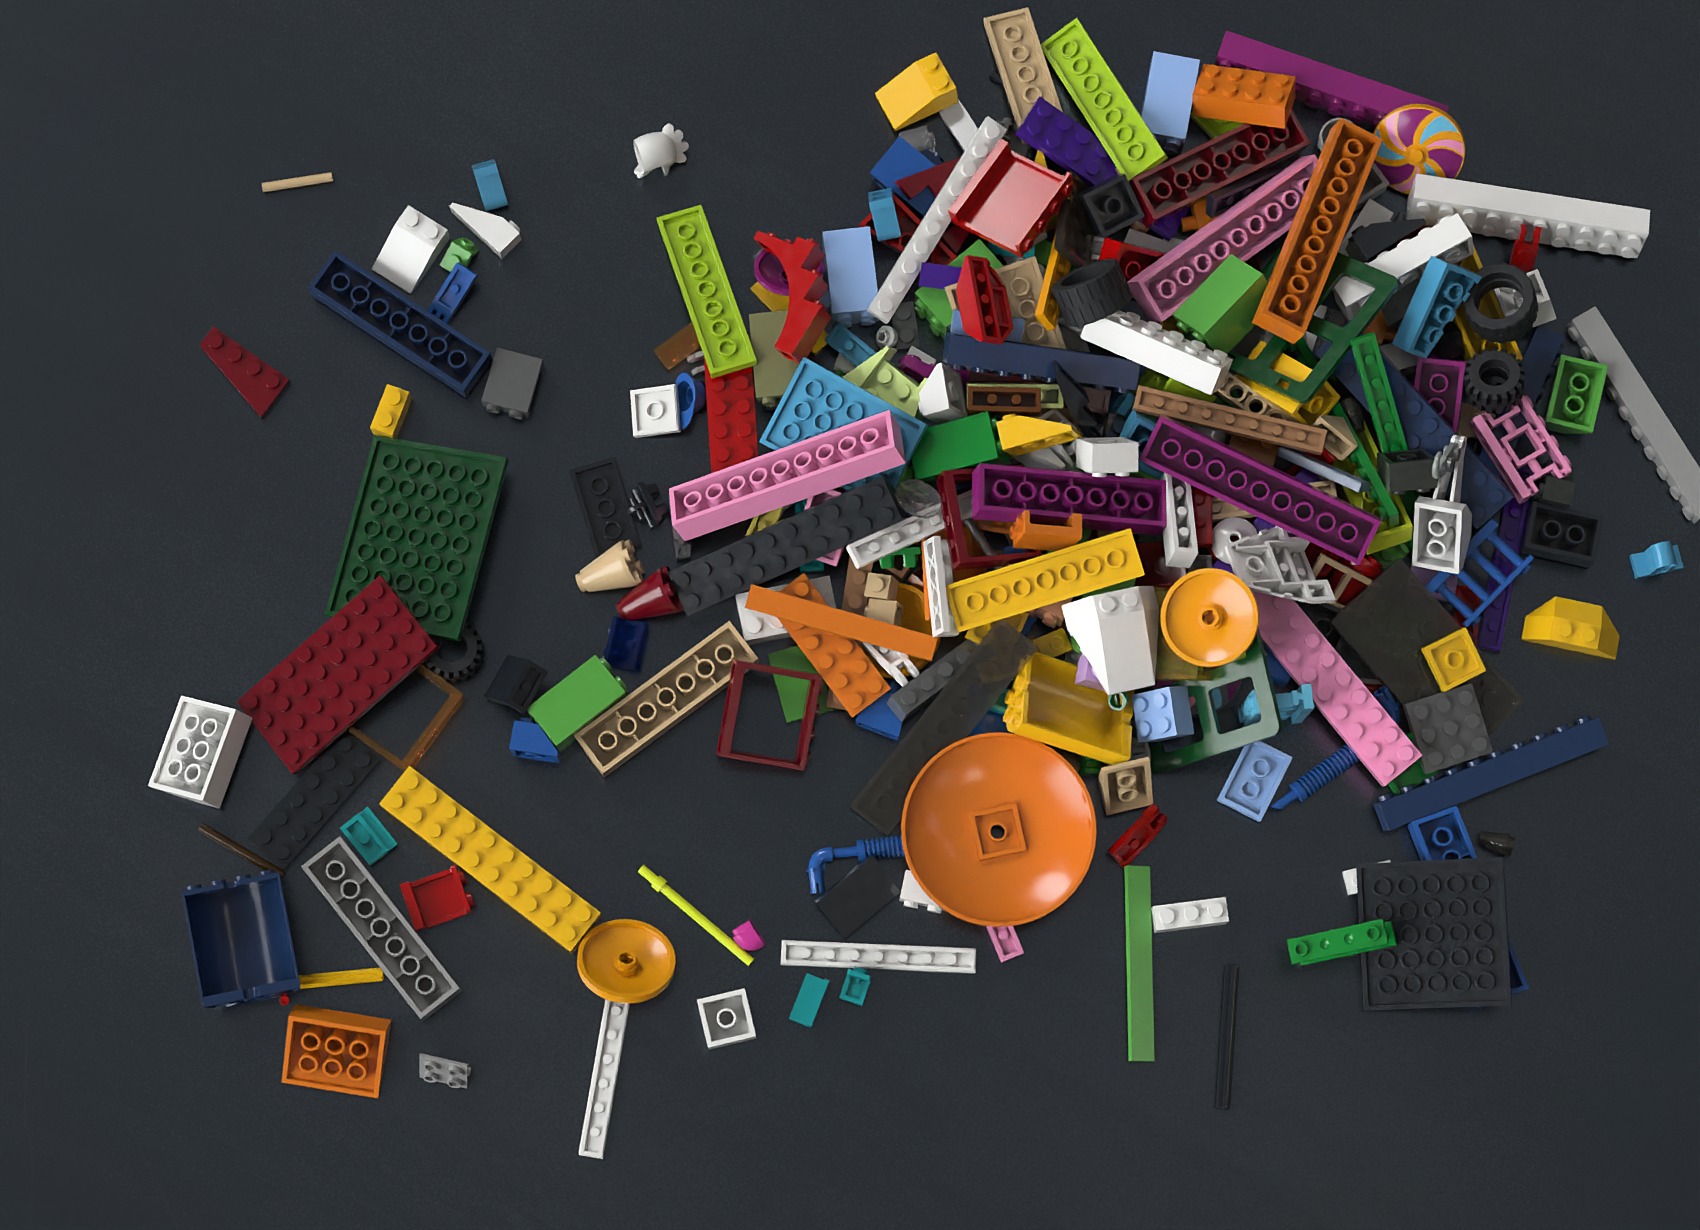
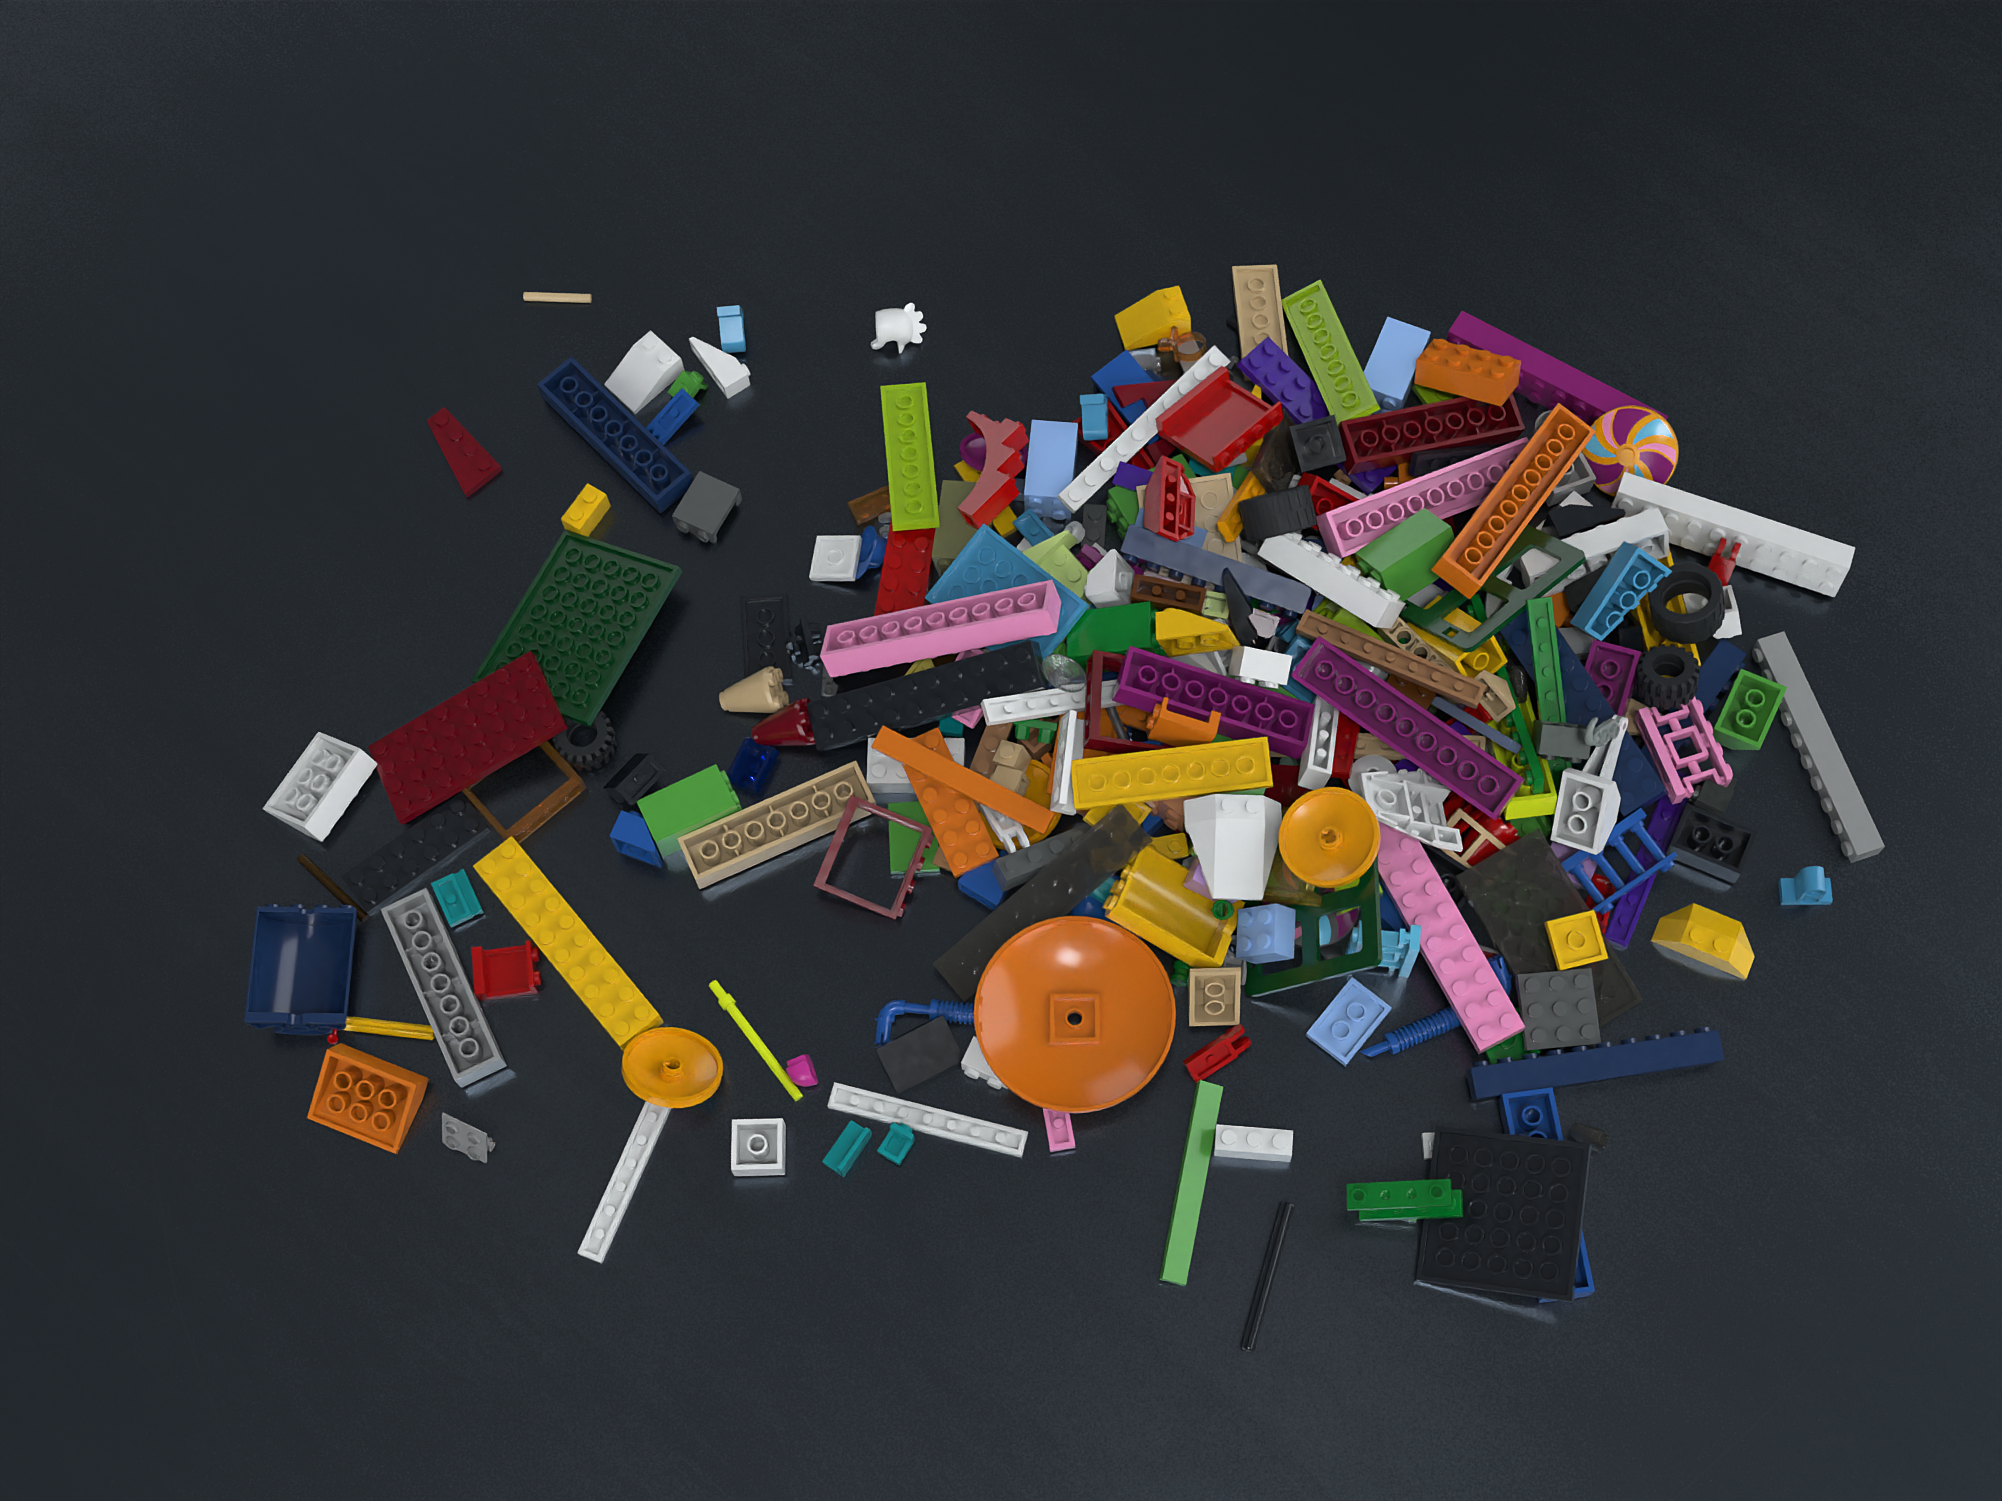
camera: 20 degrees right, 10 degrees down
(937, 119) = (1175, 341): none -> clear orange piece

